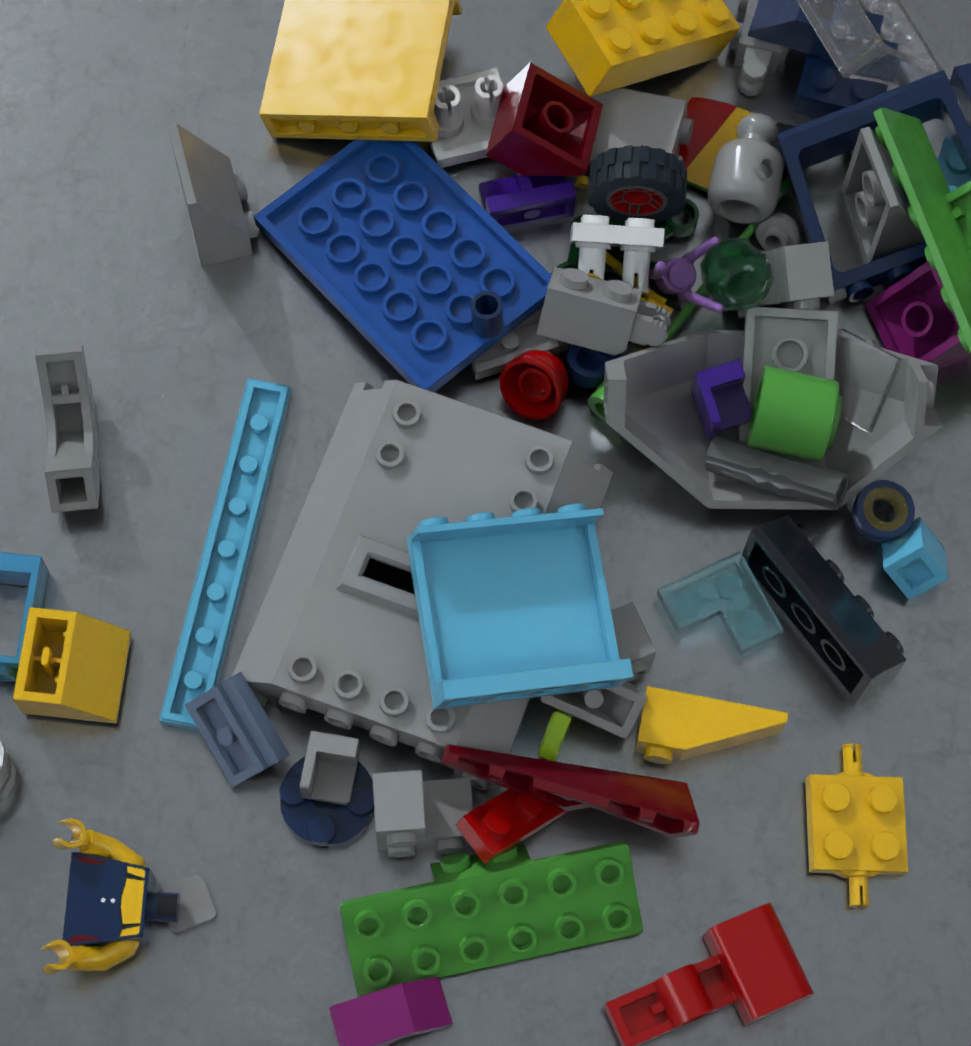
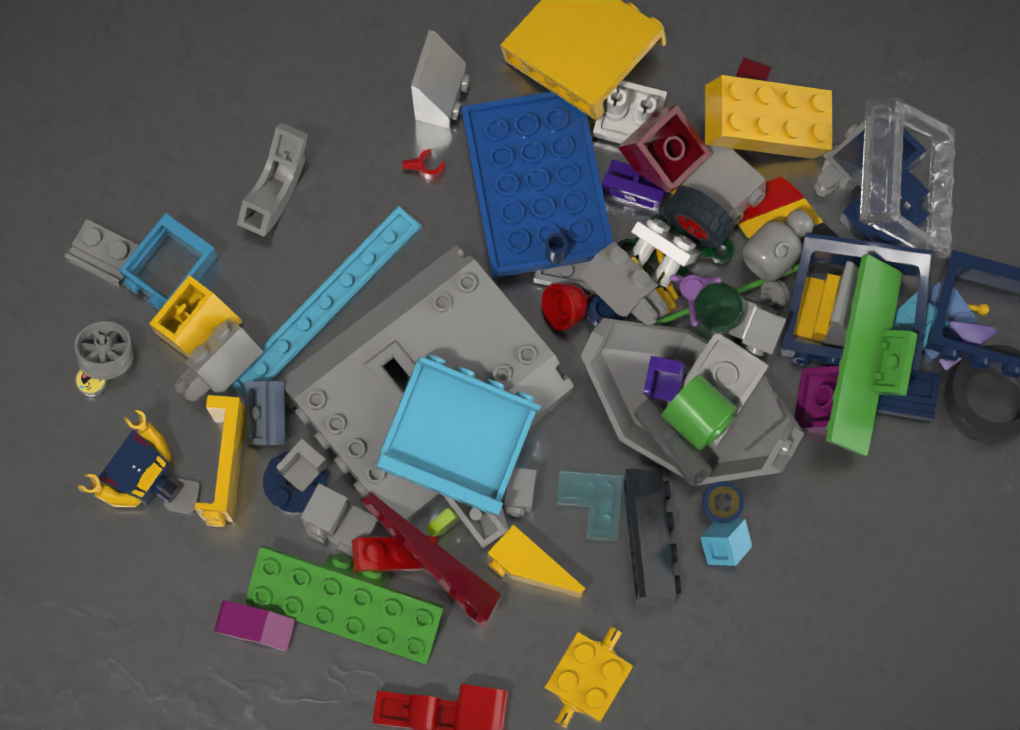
camera: 35 degrees right, 5 degrees up
(133, 699) = (217, 361): none -> light grey hinge
(188, 753) = (231, 413): none -> yellow panel
(241, 316) = (417, 165): none -> red piece
(840, 221) = (818, 308): none -> yellow panel

